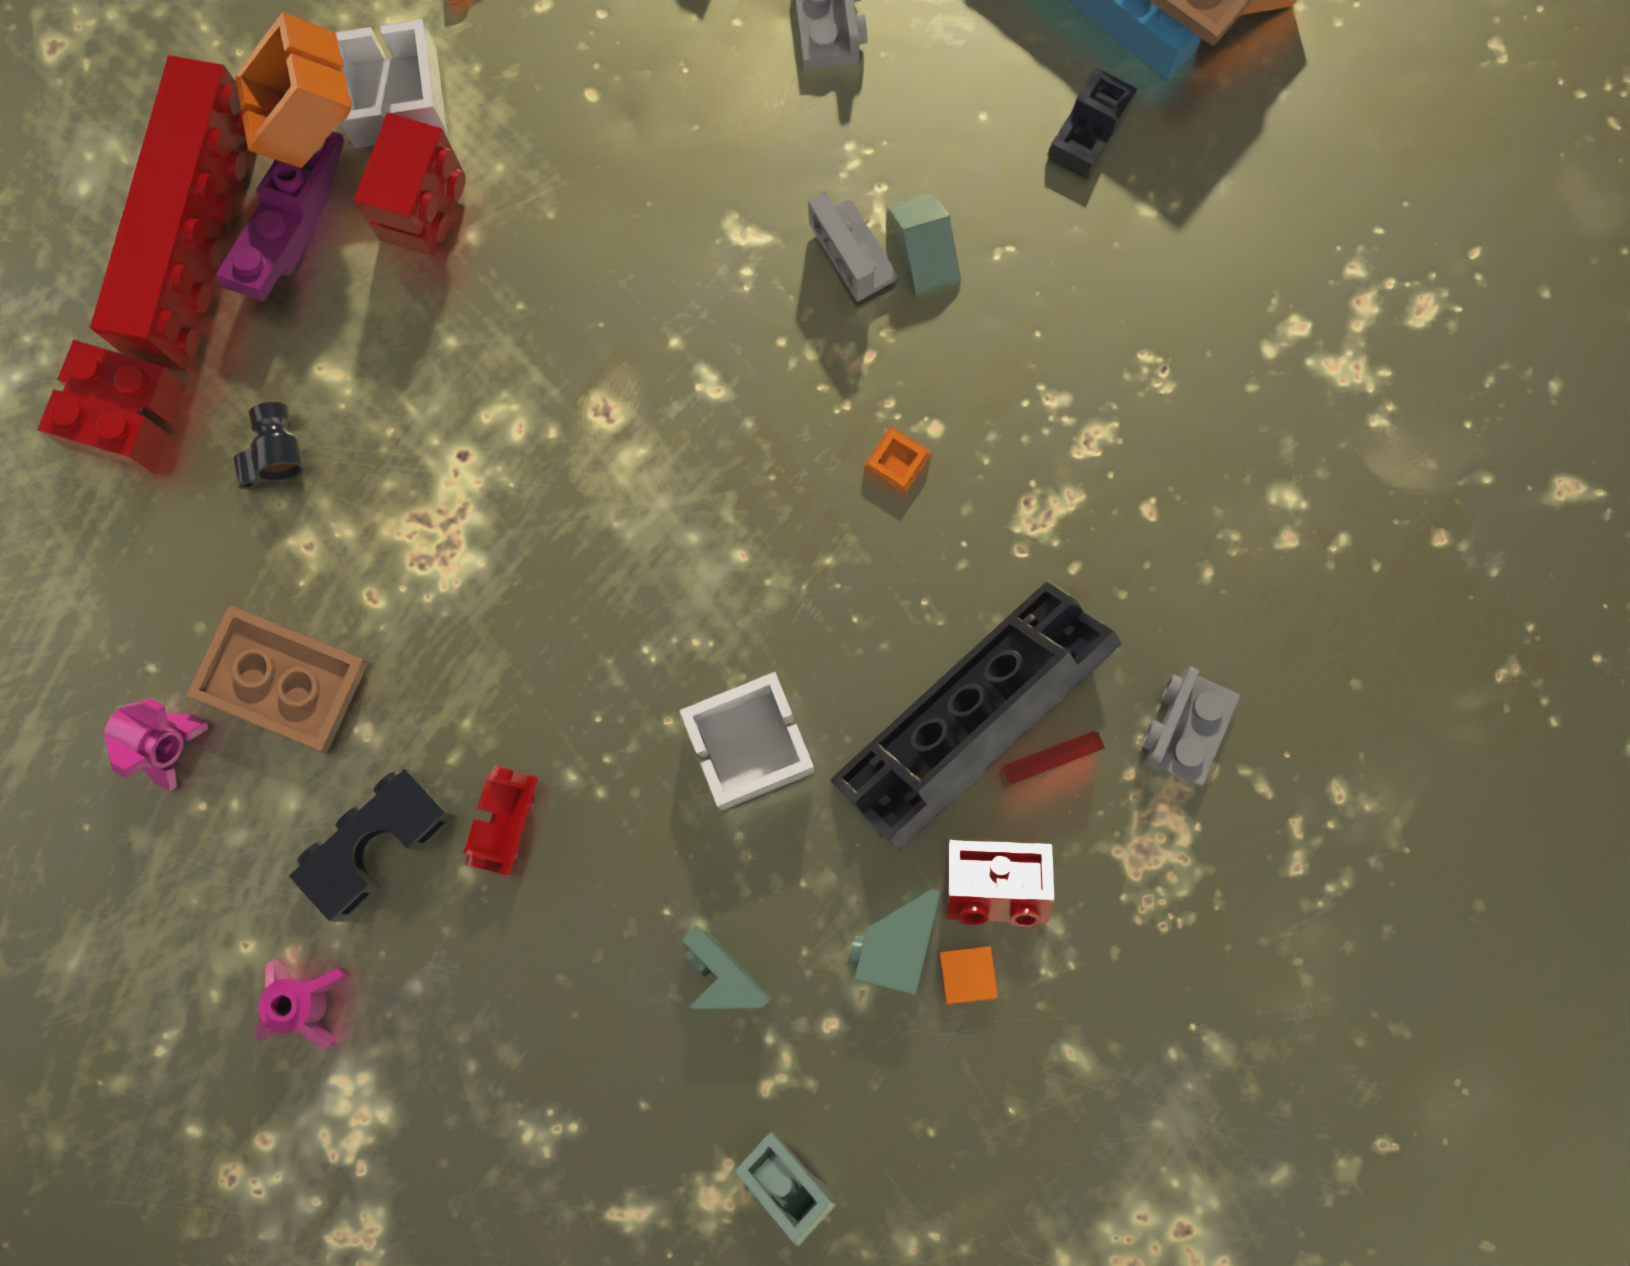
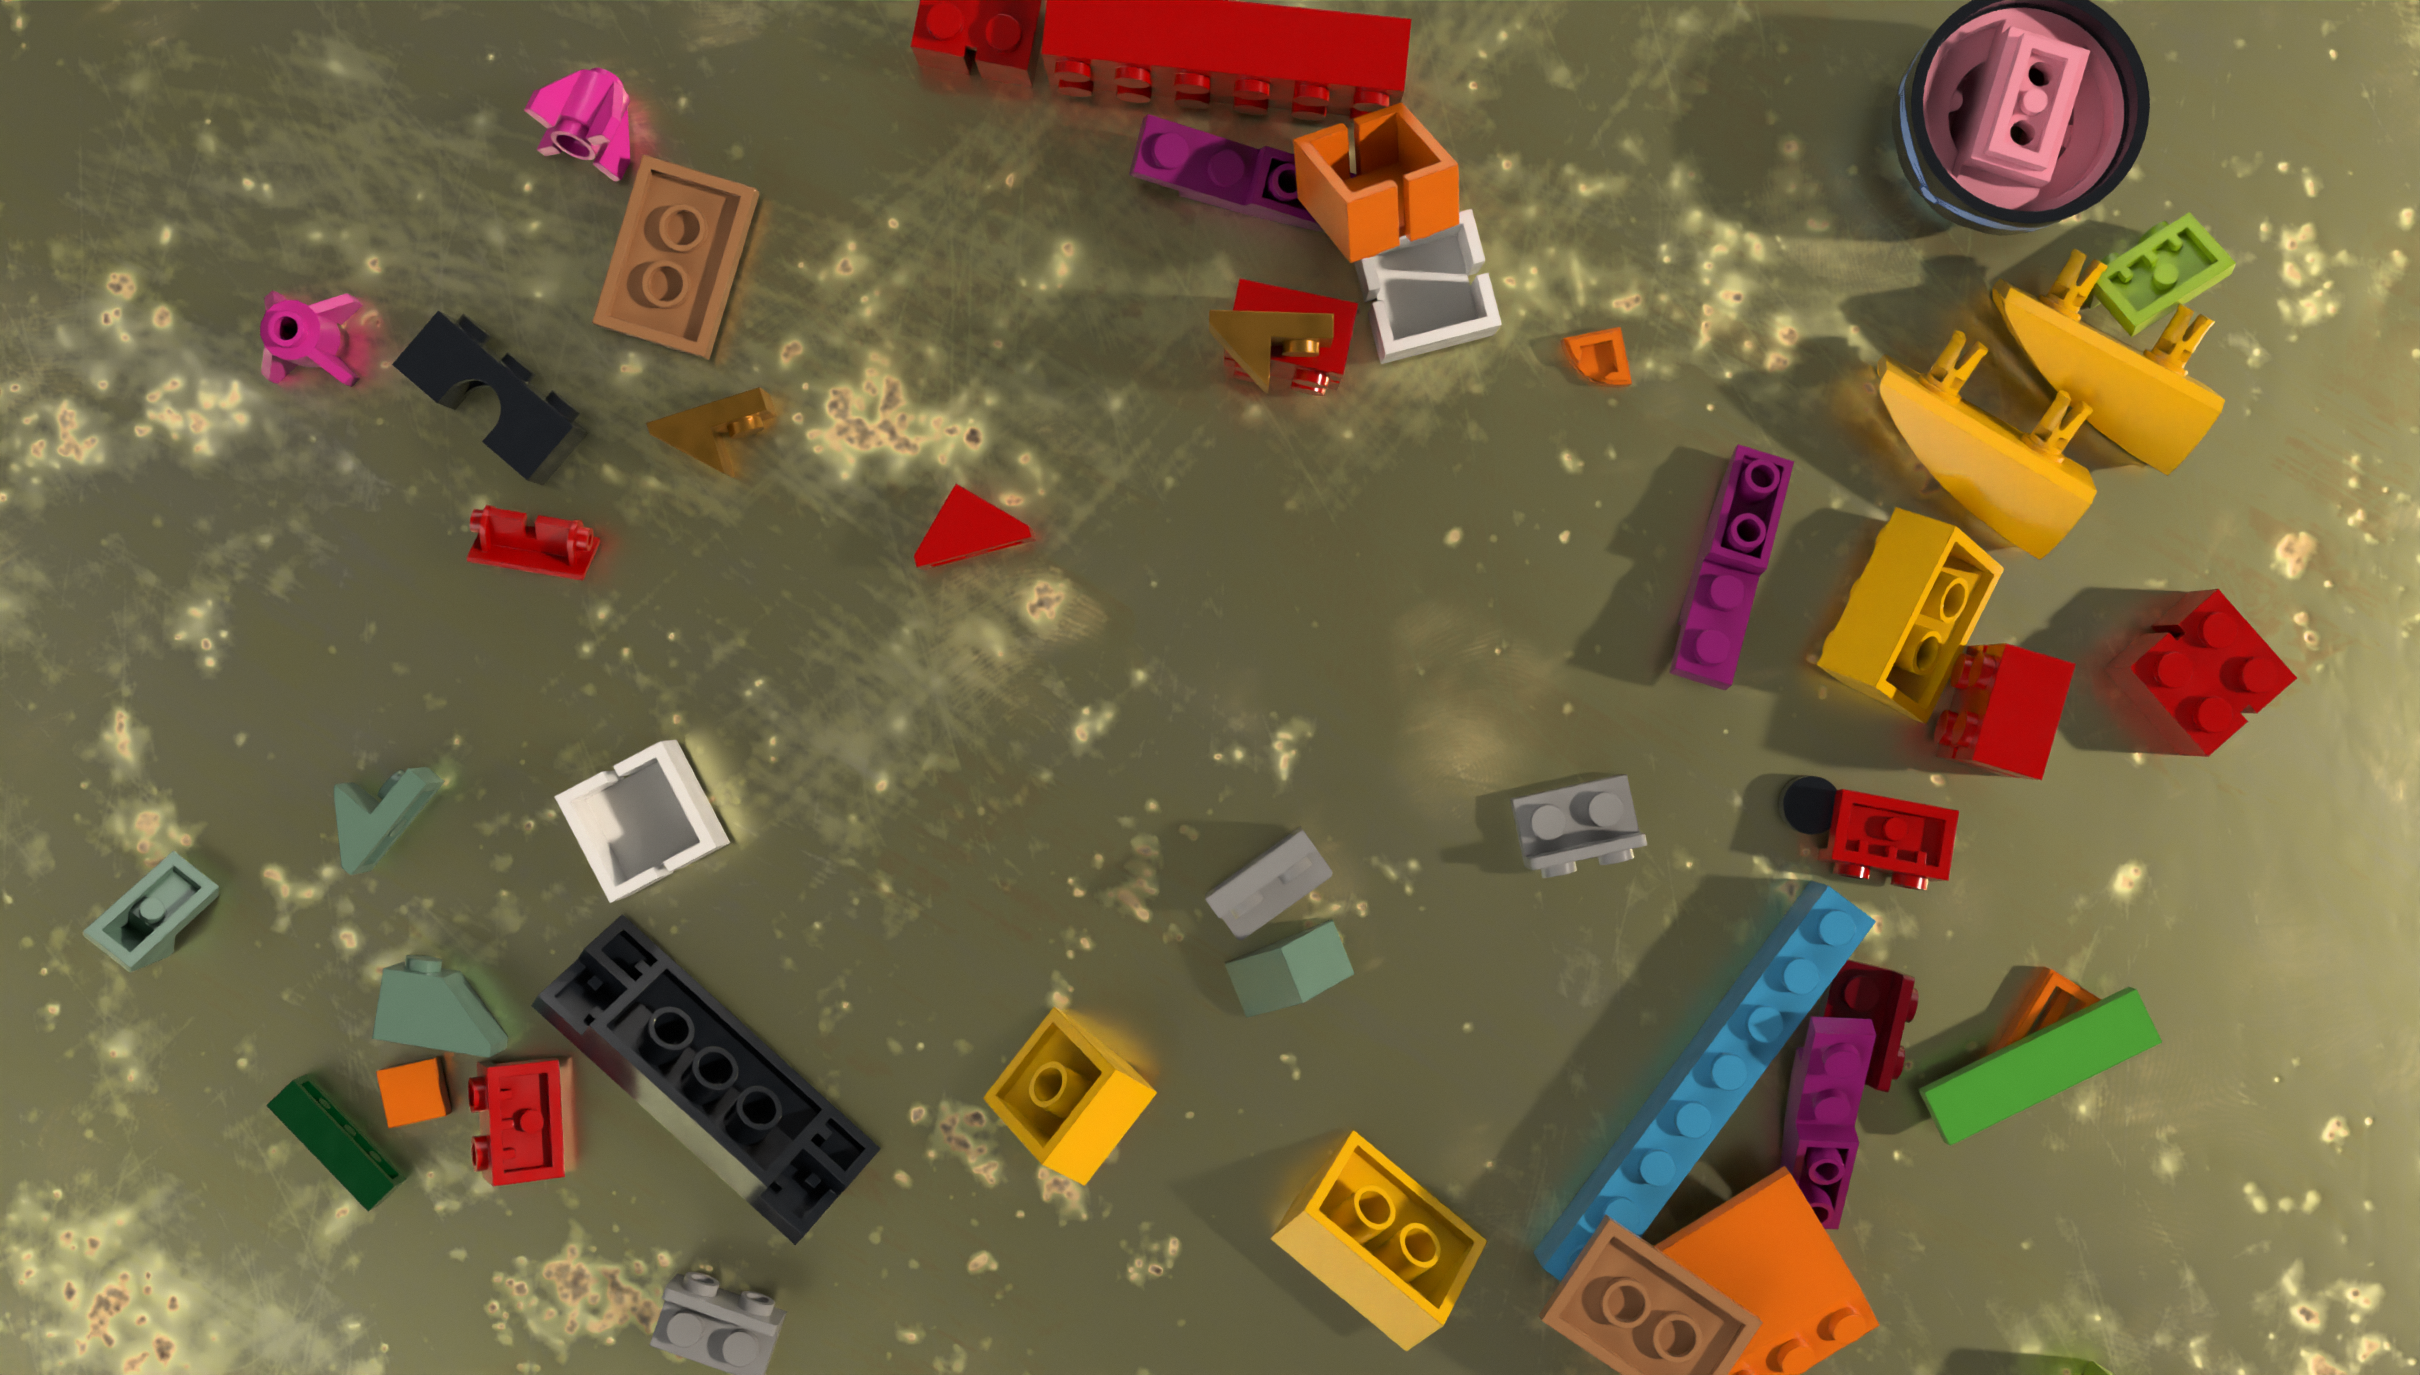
camera: 80 degrees right, 10 degrees up
(272, 454) = (952, 212): black piece -> none
(401, 179) = (1252, 333): none -> pearl gold slope
(425, 671) = (701, 428): none -> pearl gold slope
(535, 455) = (968, 529): none -> red slope
(897, 460) = (1010, 960): orange tile -> none
(1007, 1047) = (336, 1142): none -> dark green piece
(1012, 417) = (1068, 1097): none -> yellow slope
(1051, 759) = (661, 1170): clear red tile -> none
(1092, 122) = (1464, 1164): black slope -> none
(1152, 185) = (1380, 1242): none -> yellow slope

